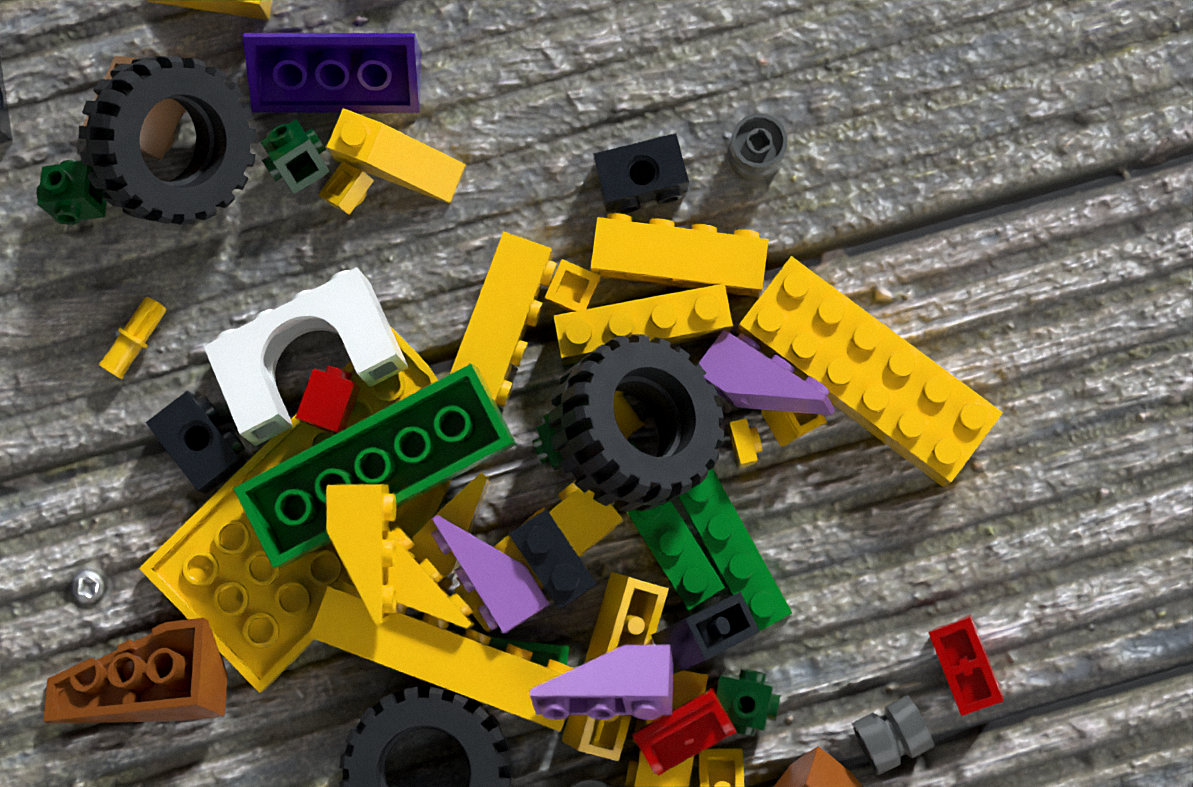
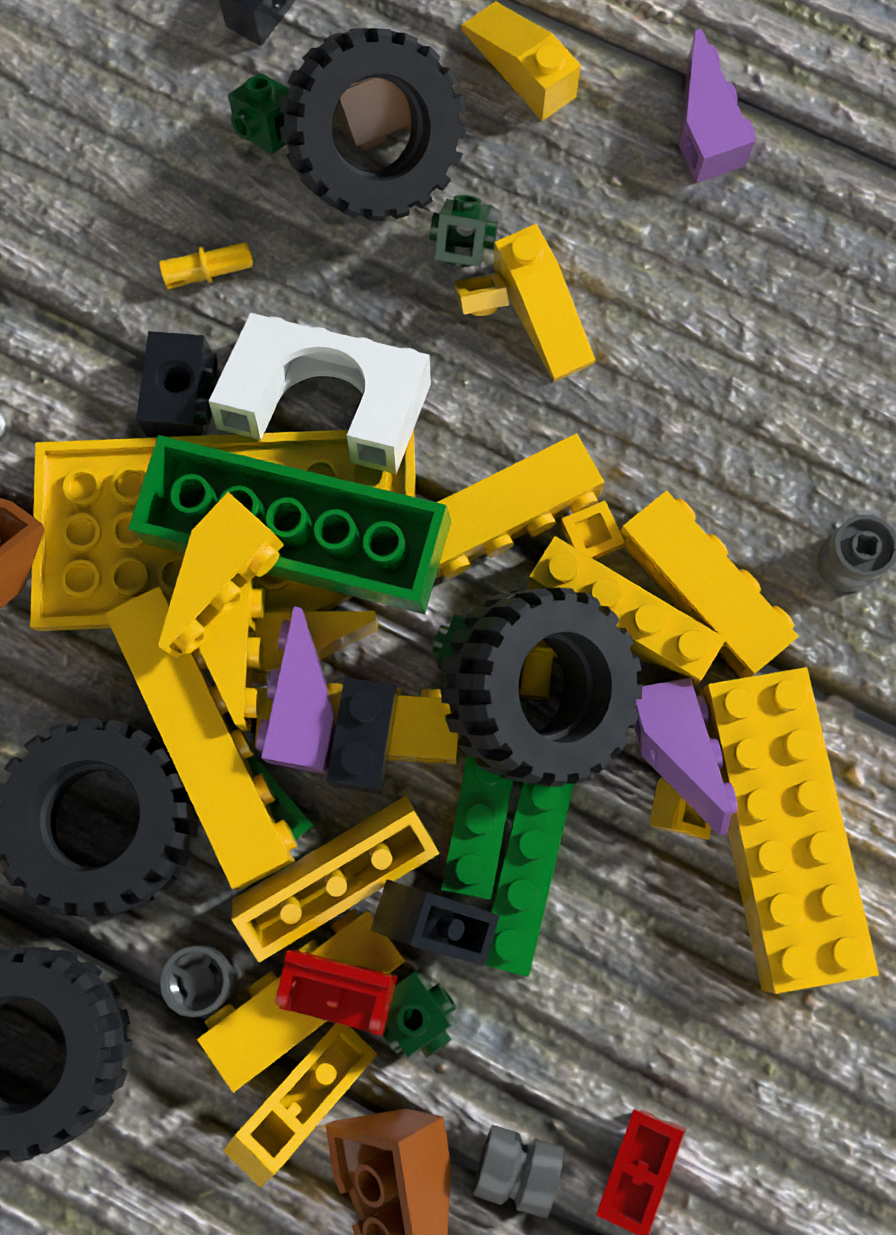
camera: 40 degrees right, 5 degrees down
(328, 400) = (307, 438): red brick -> none
(333, 72) = (548, 183): dark purple slope -> none
(622, 682) = (318, 893): slope -> none
(659, 156) = (762, 485): black brick -> none
(745, 442) = (621, 791): yellow plate -> none

